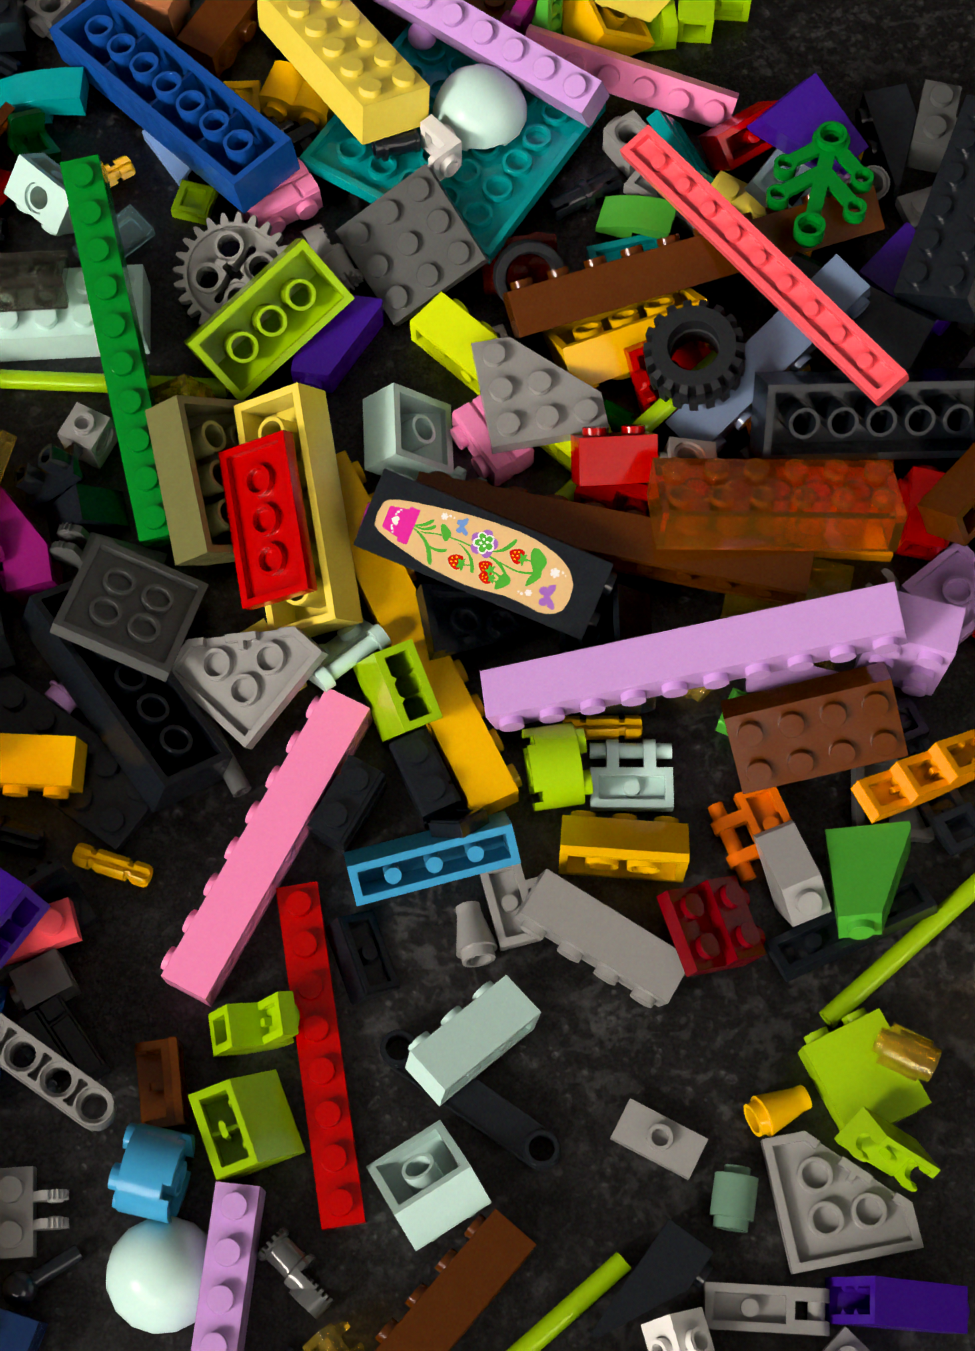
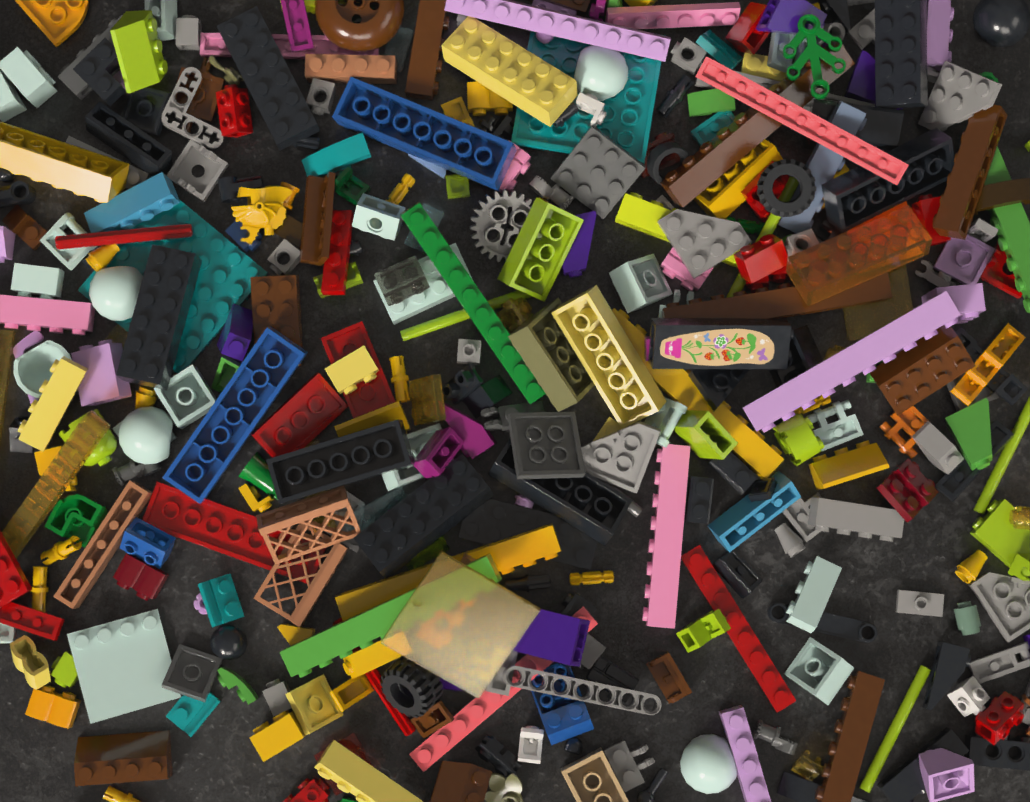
camera: 25 degrees left, 15 degrees up
(152, 1172) = (688, 721): dark azure brick -> none
(246, 1124) = (721, 679): lime slope -> none
(267, 520) = (600, 371): red plate -> none

